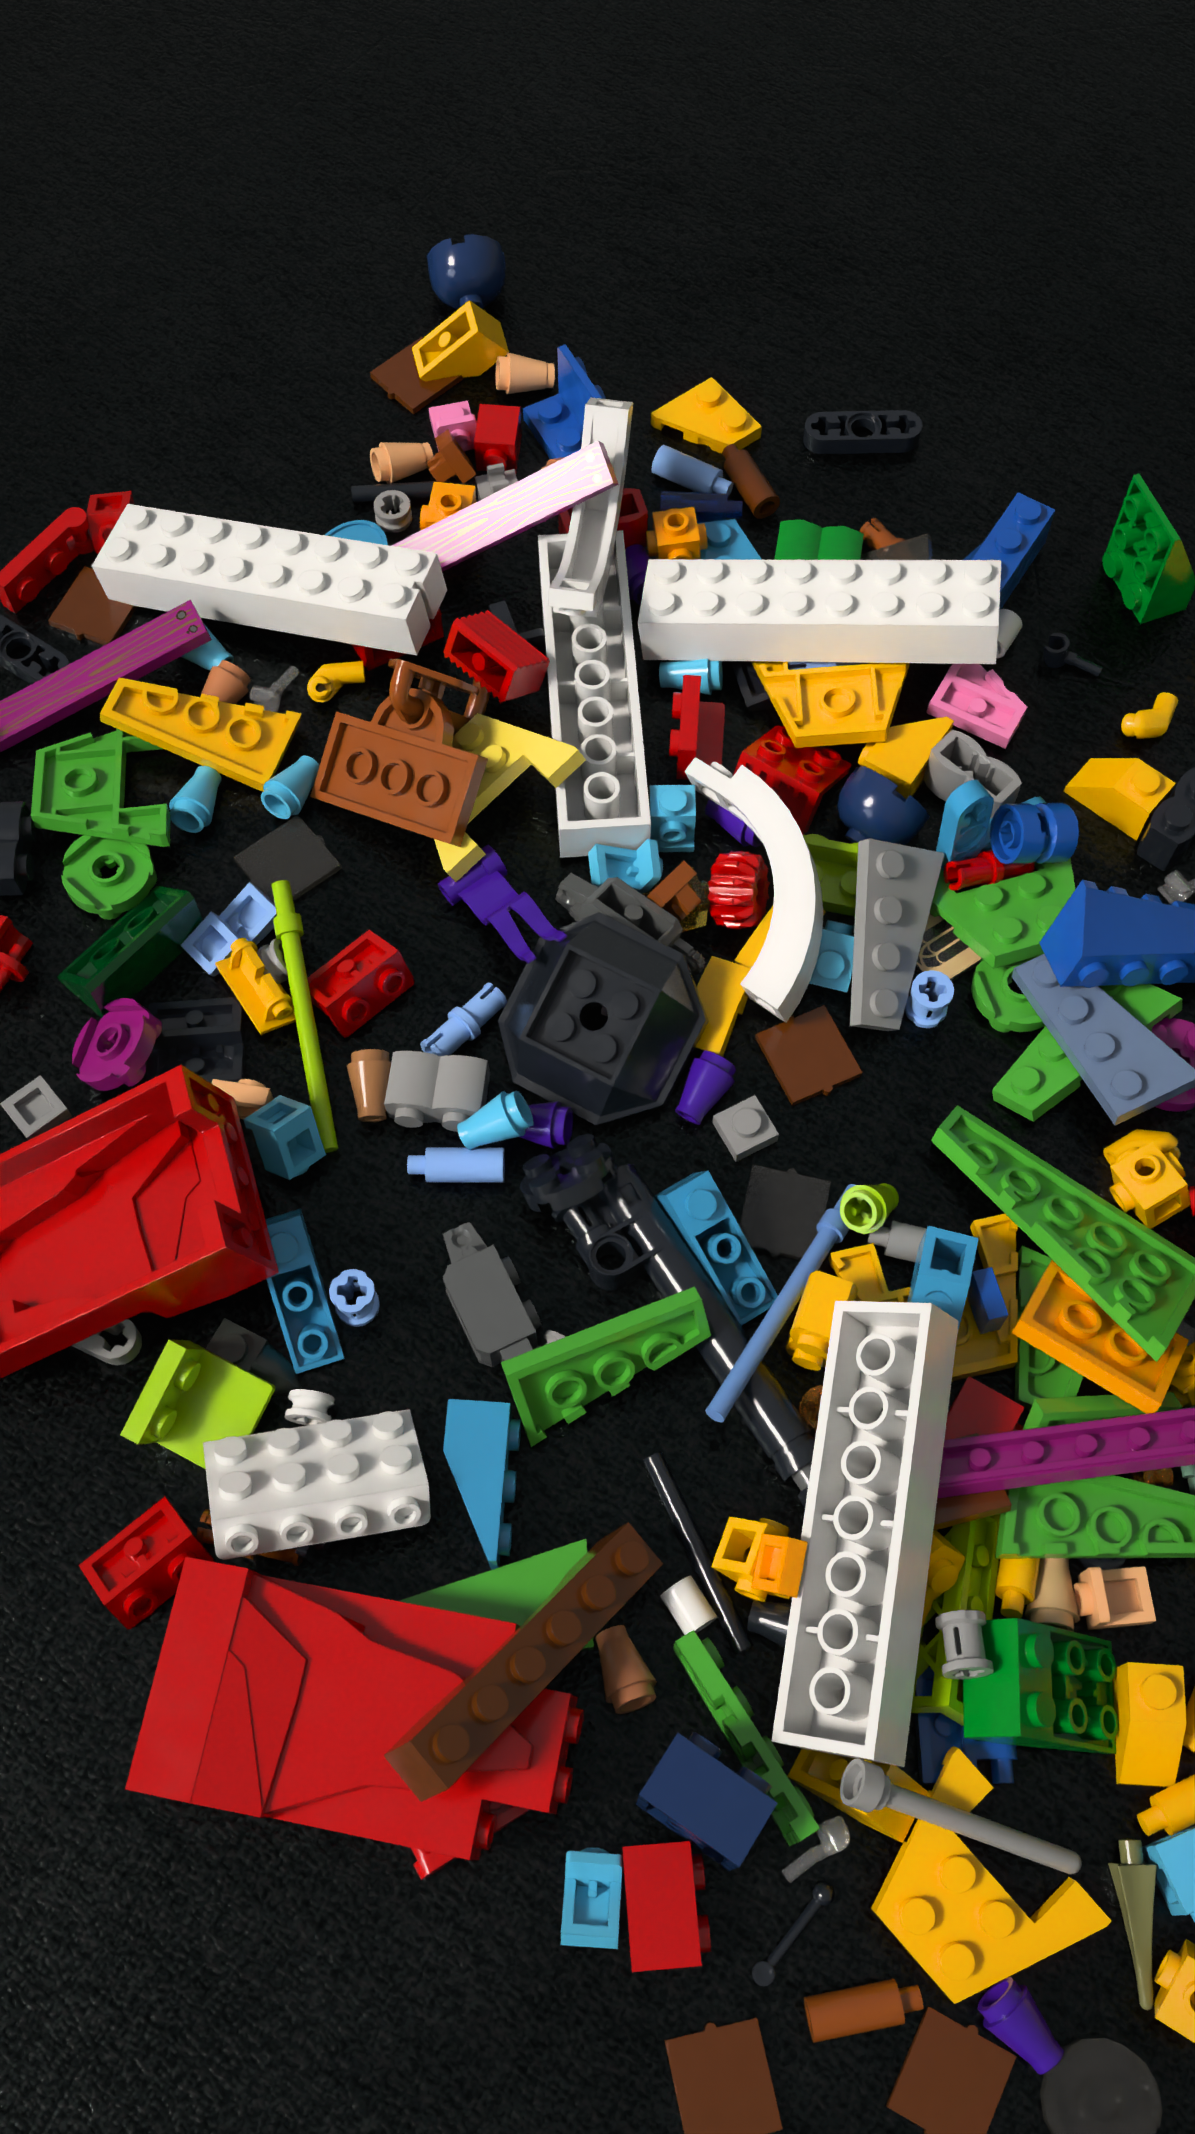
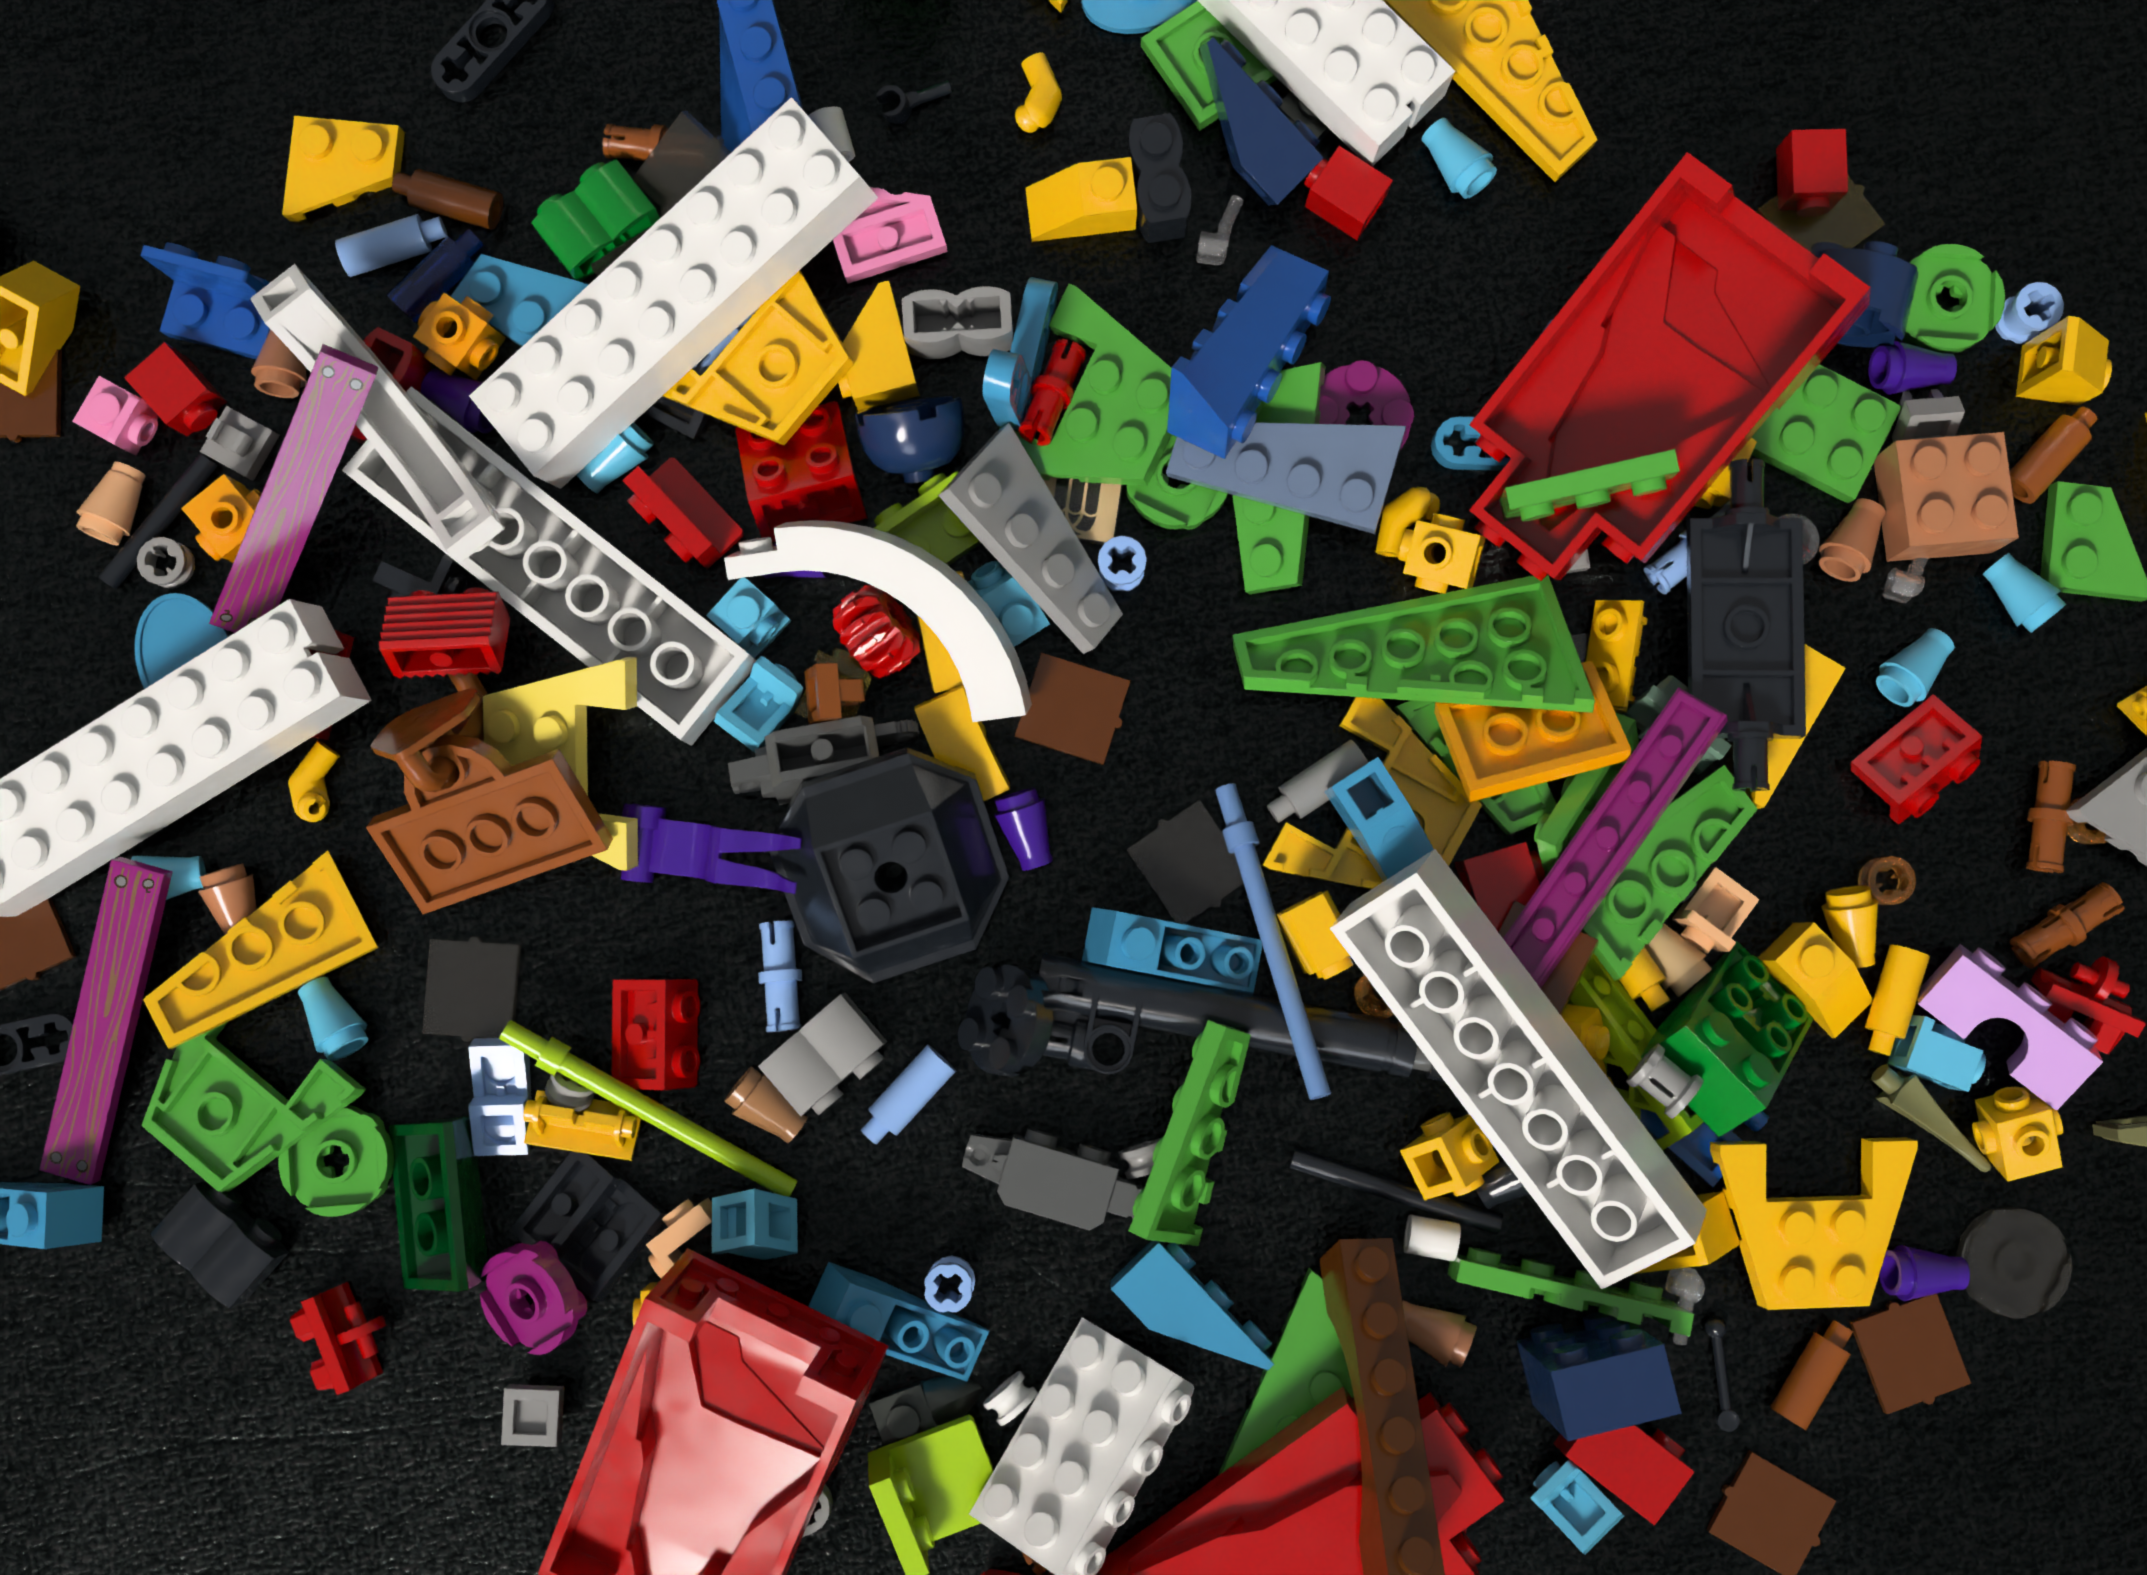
camera: 45 degrees left, 20 degrees up
(270, 696) = (278, 862): clear hand -> none
(289, 789) = (398, 924): medium azure cone -> none
(450, 460) = (162, 460): dark orange tile -> none
(496, 1121) = (907, 1036): medium azure cone -> none
(523, 374) = (117, 293): light nougat cone -> none
(551, 1124) = (932, 995): dark purple cone -> none
(745, 1128) = (1090, 825): light grey plate -> none
(779, 1565) = (1484, 1162): light orange tile -> none
(867, 1206) = (1255, 800): lime cone -> none
(868, 1788) = (1703, 1256): light grey piece -> none
(986, 1301) = (1422, 788): blue tile -> none
(1034, 833) = (1066, 331): blue wheel -> none

